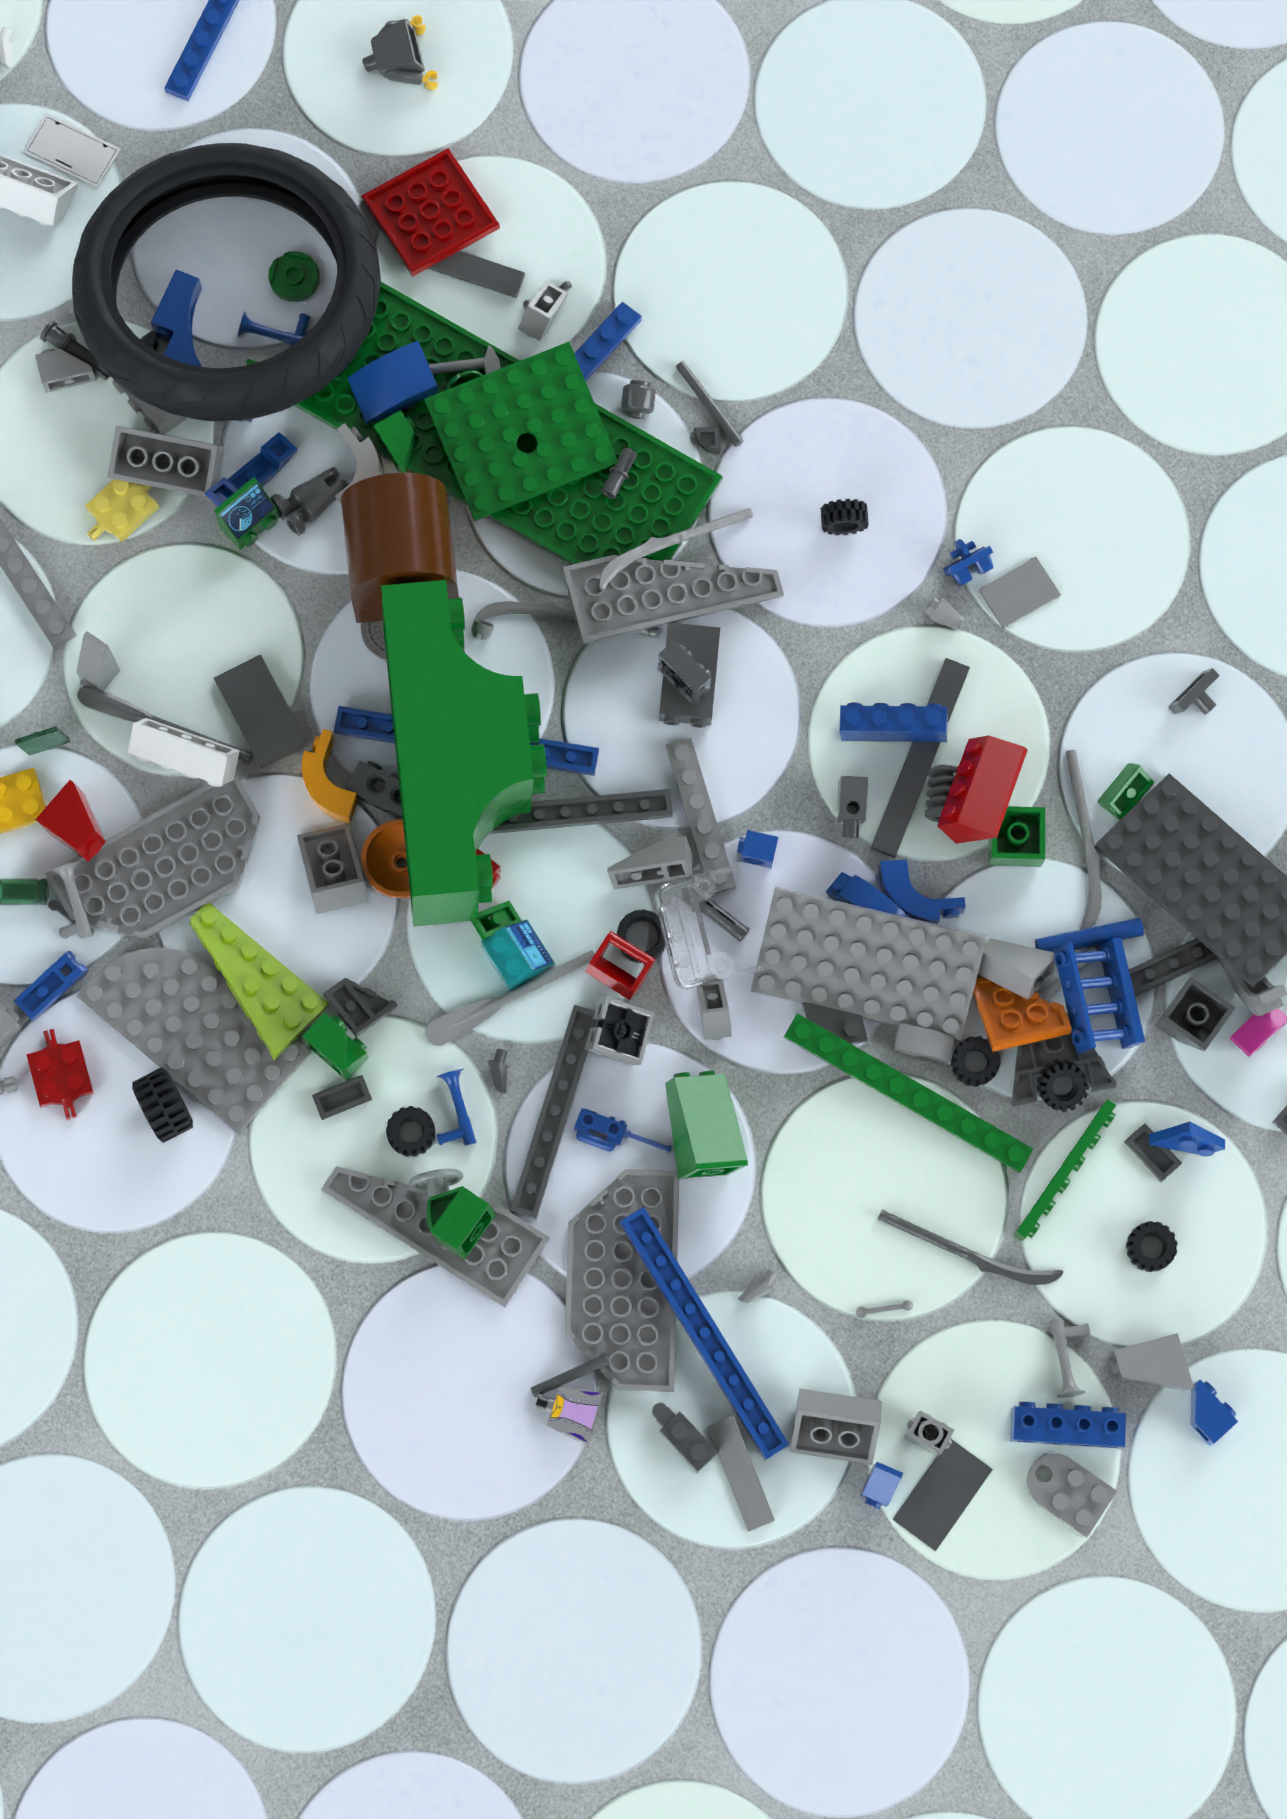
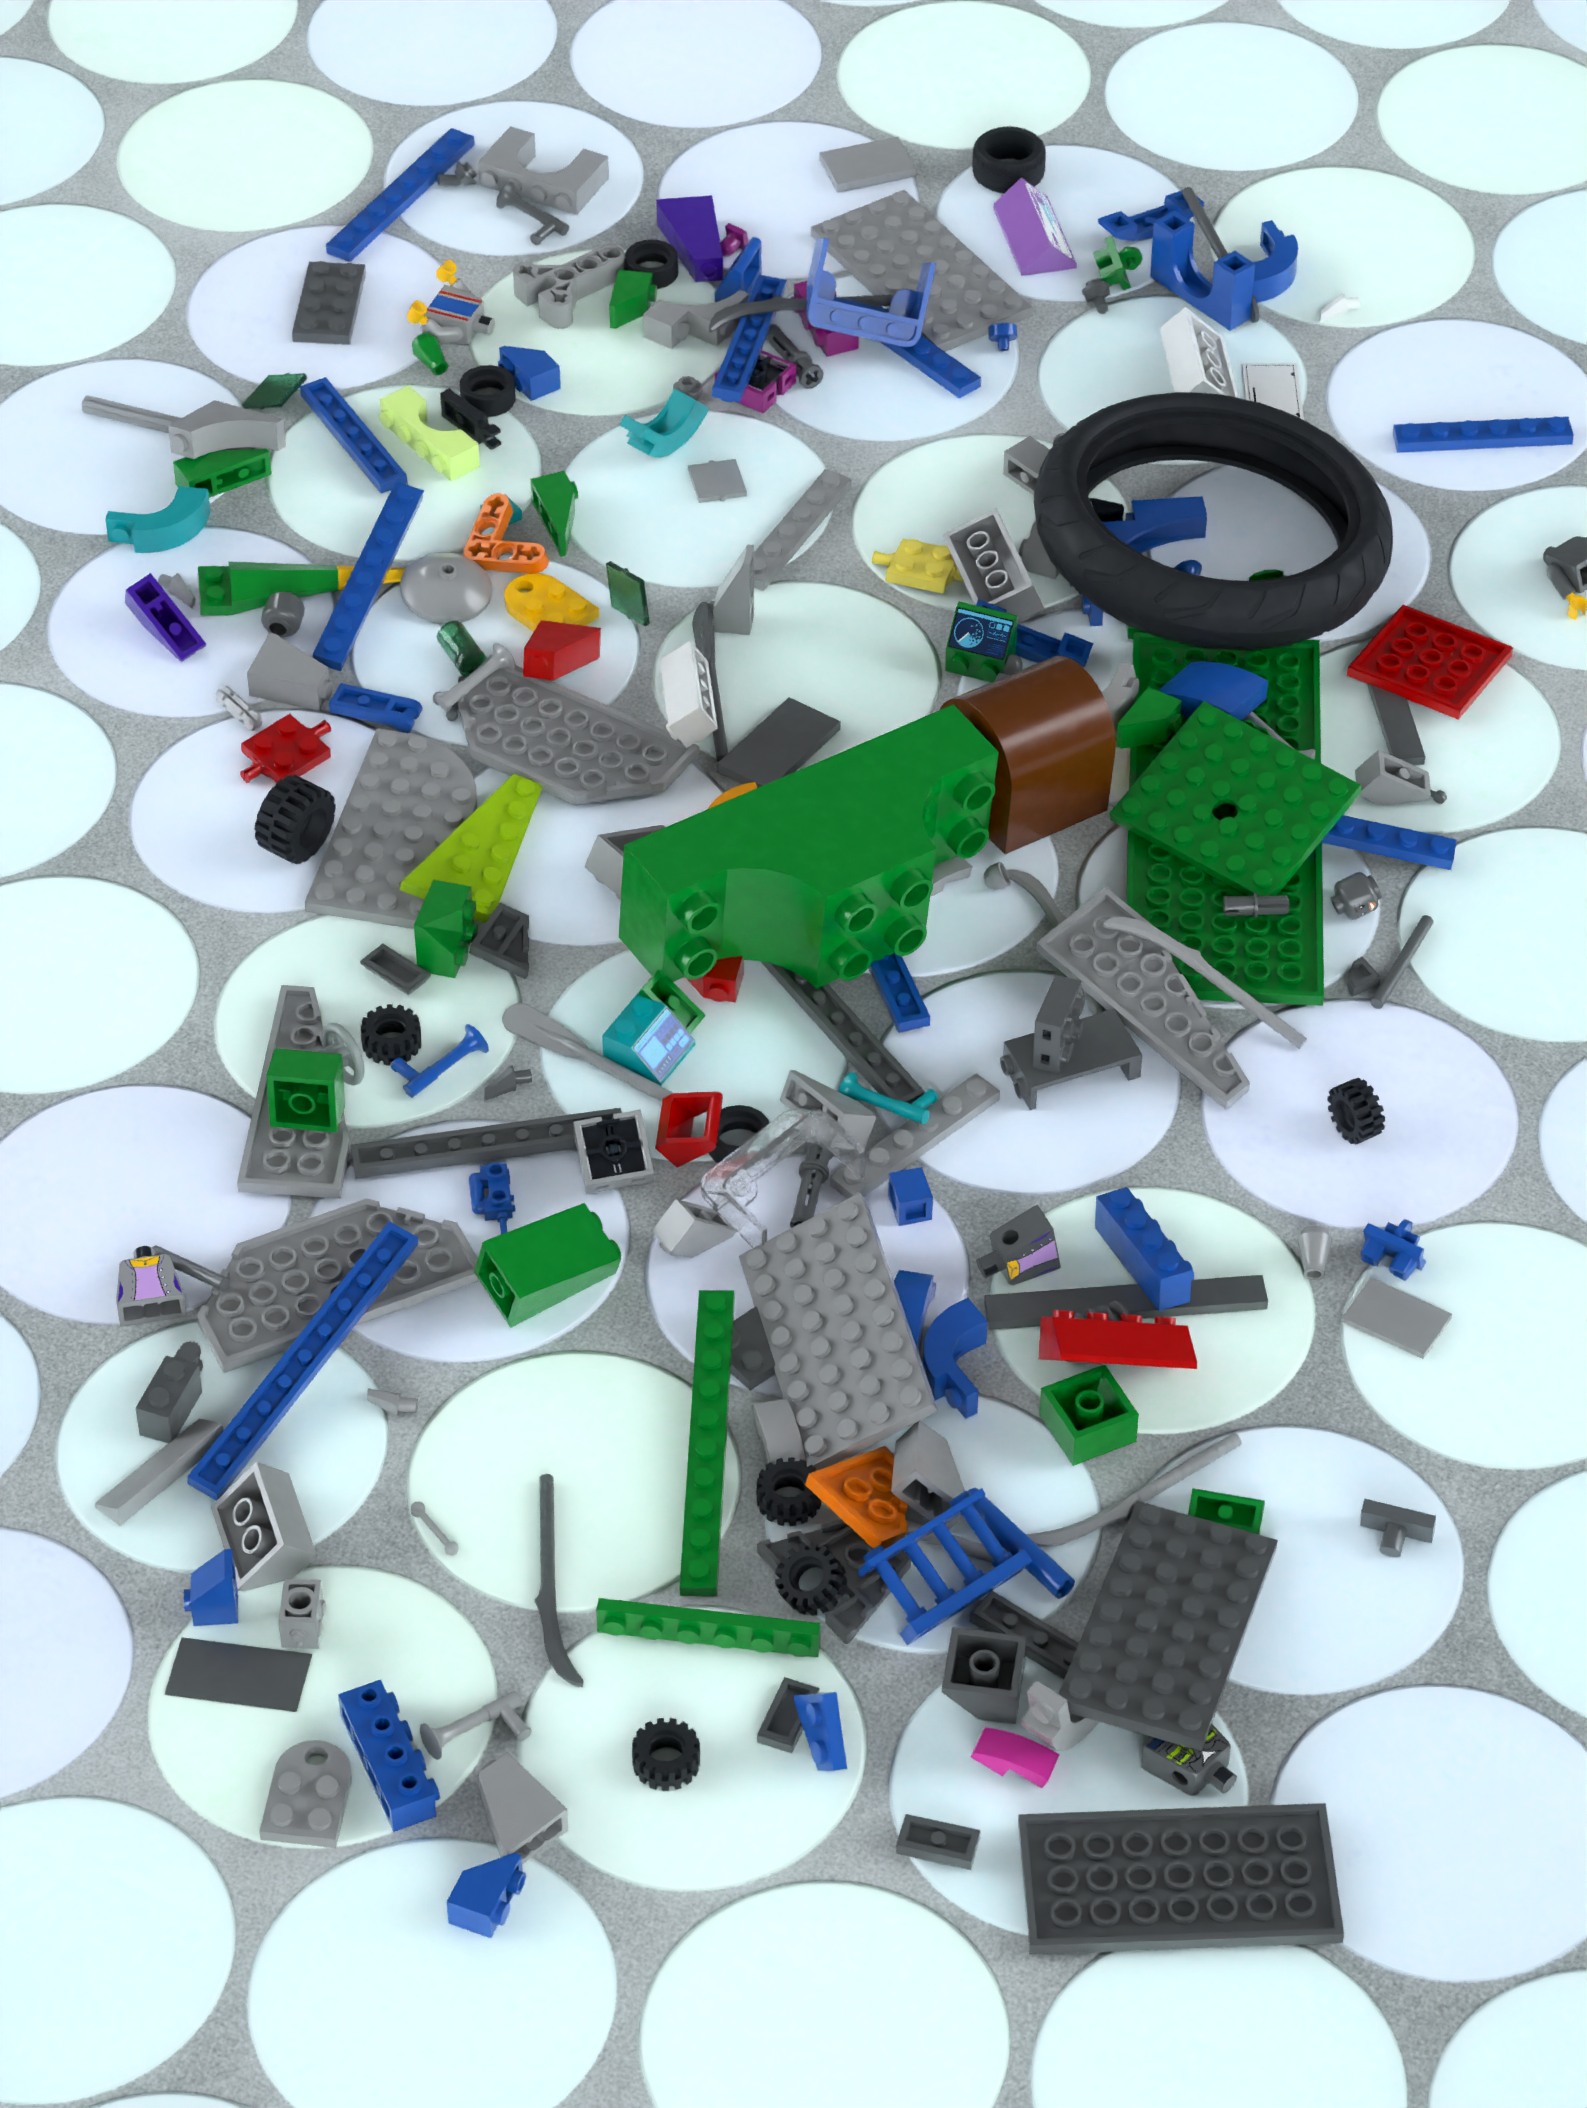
camera: 65 degrees right, 30 degrees down
(686, 810) = (915, 1111): none -> teal piece

